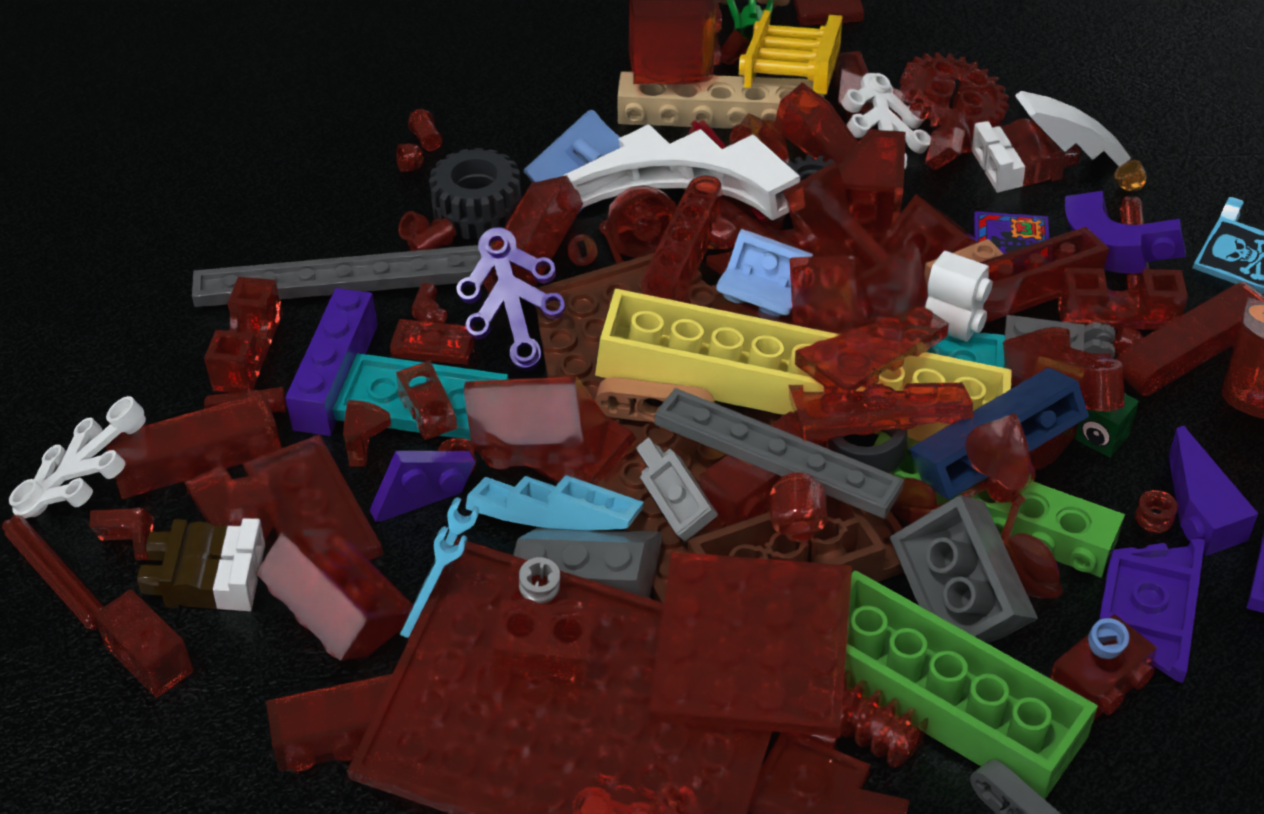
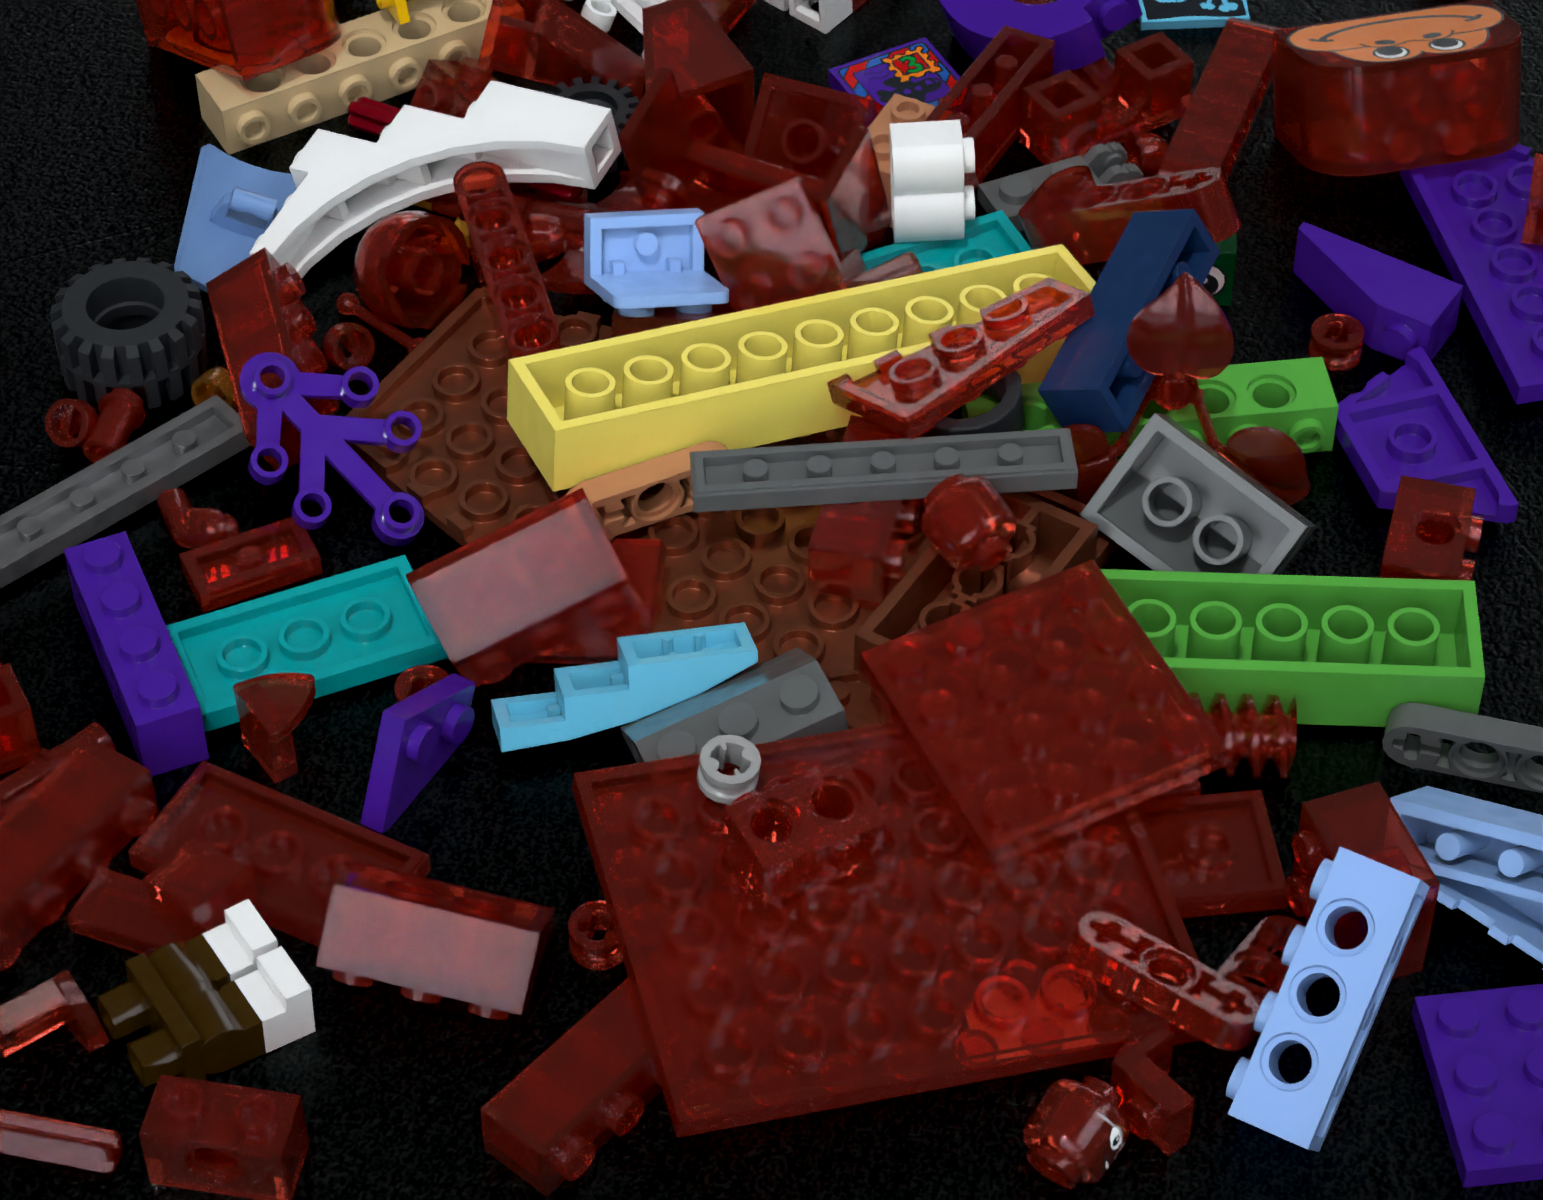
camera: 35 degrees left, 0 degrees up
(427, 401) = (340, 635): clear red leg -> none
(444, 554) = (573, 826): medium azure flag -> none
(675, 490) = (777, 584): light grey hinge -> none
(866, 352) = (897, 294): clear red wing -> none
(1105, 631) = (1419, 492): medium blue hinge -> none

